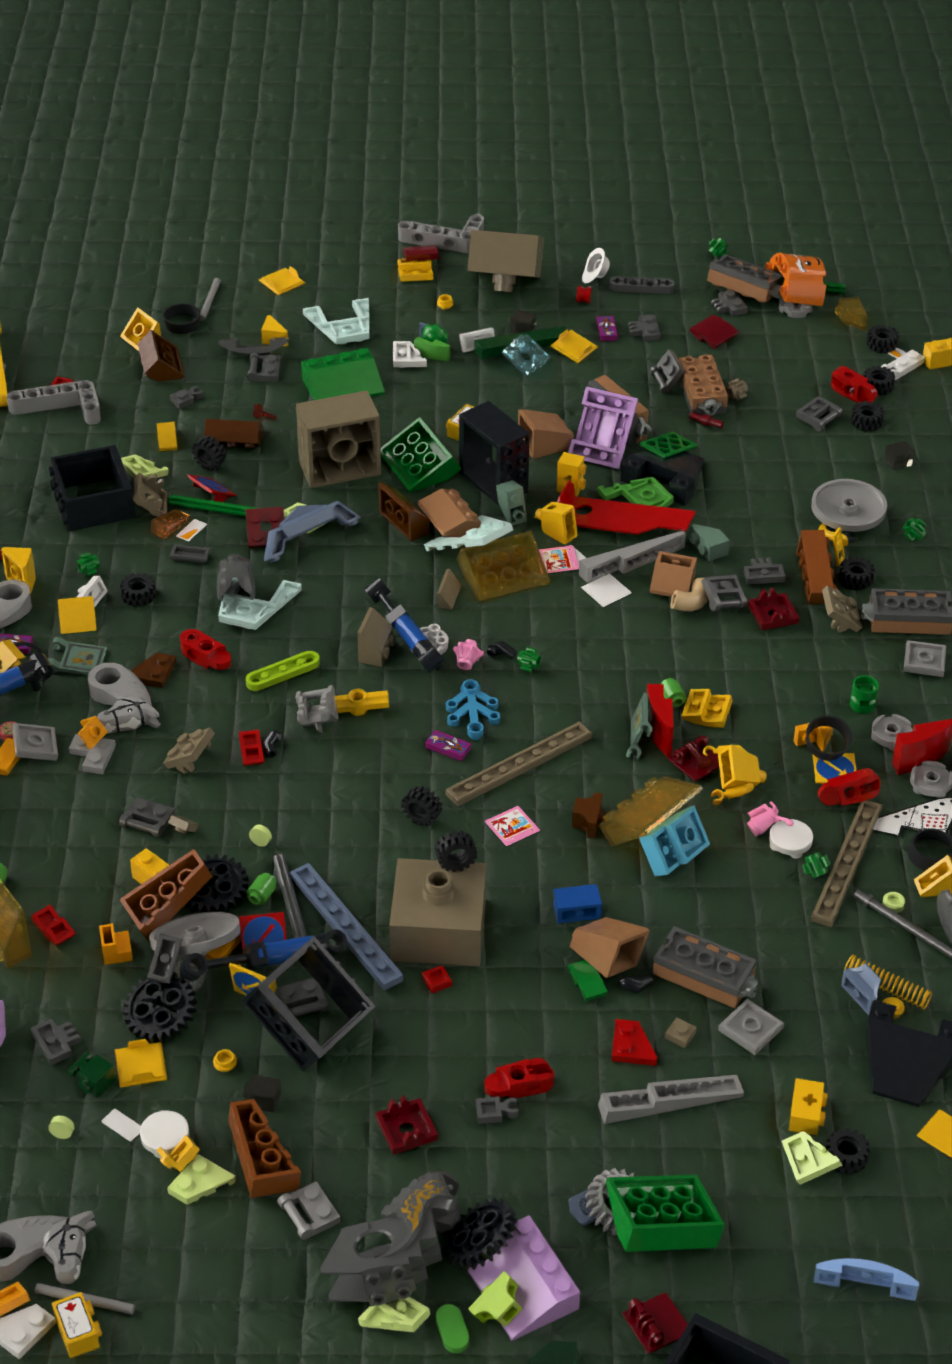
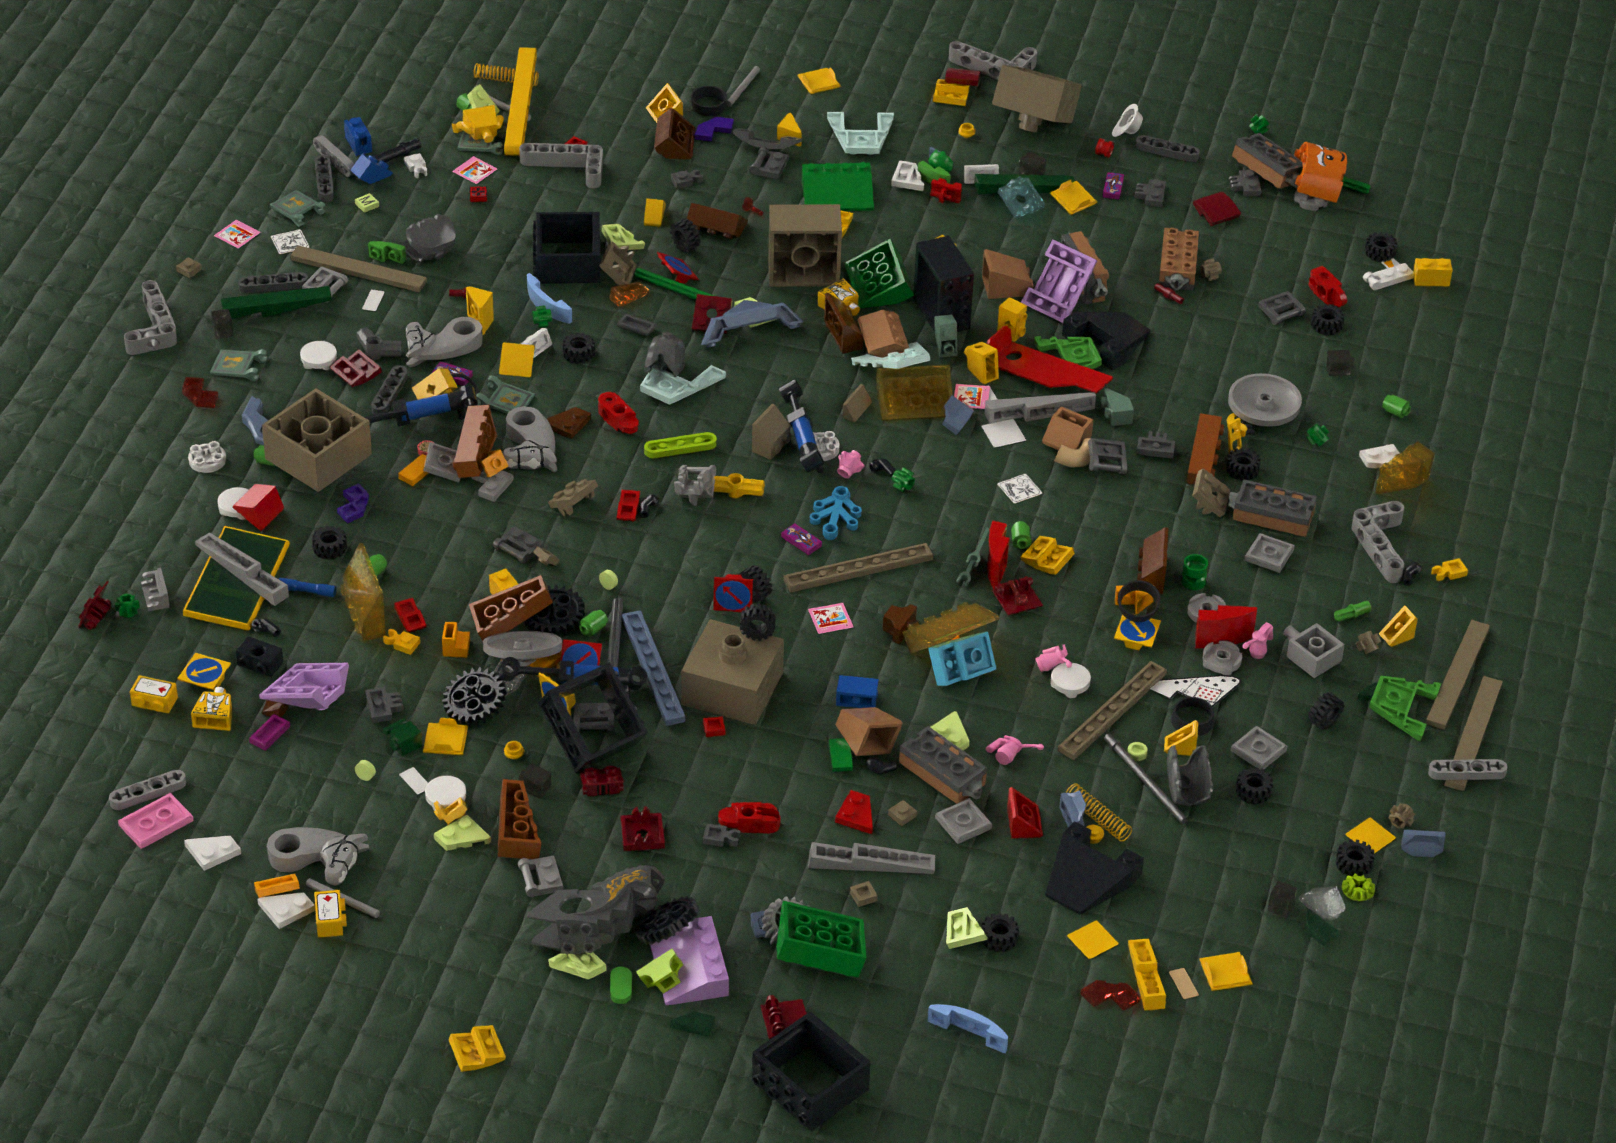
camera: 15 degrees right, 0 degrees up
(55, 959) = (402, 642): none -> yellow plate
(64, 713) = (475, 441): none -> dark orange wedge
(106, 554) = (559, 309): none -> light blue slope
(164, 959) = (487, 657): dark grey slope -> none
(189, 346) = (719, 124): none -> dark purple tile
(191, 530) = (646, 303): white sticker -> none
(333, 1071) = (609, 775): none -> dark red hinge
(391, 478) = (843, 291): none -> yellow torso
(403, 822) = (732, 593): none -> piece
(450, 362) = (946, 191): none -> red hips
(555, 581) = (956, 414): none -> sand blue slope
(647, 644) = (1019, 488): none -> white sticker
(656, 441) = (1109, 304): green window -> none
(672, 368) = (1154, 237): dark grey plate -> none
(680, 1141) = (863, 894): none -> dark tan plate
(694, 922) = (952, 730): none -> yellowish green wing
(737, 770) = (1045, 615): yellow torso -> none
(764, 929) = (1009, 748): none -> bright pink piece
(783, 614) = (1146, 474): dark red piece -> none
(806, 1106) = (981, 891): yellow brick -> none
(810, 1006) = (1023, 816): none -> red slope
(816, 864) = (1081, 705): green gear -> none
(820, 689) = (1154, 559): none -> reddish brown slope
(833, 791) = (1124, 649): red piece -> none
(852, 312) = (1362, 214): clear yellow slope -> none
(881, 379) = (1357, 286): black tyre -> none

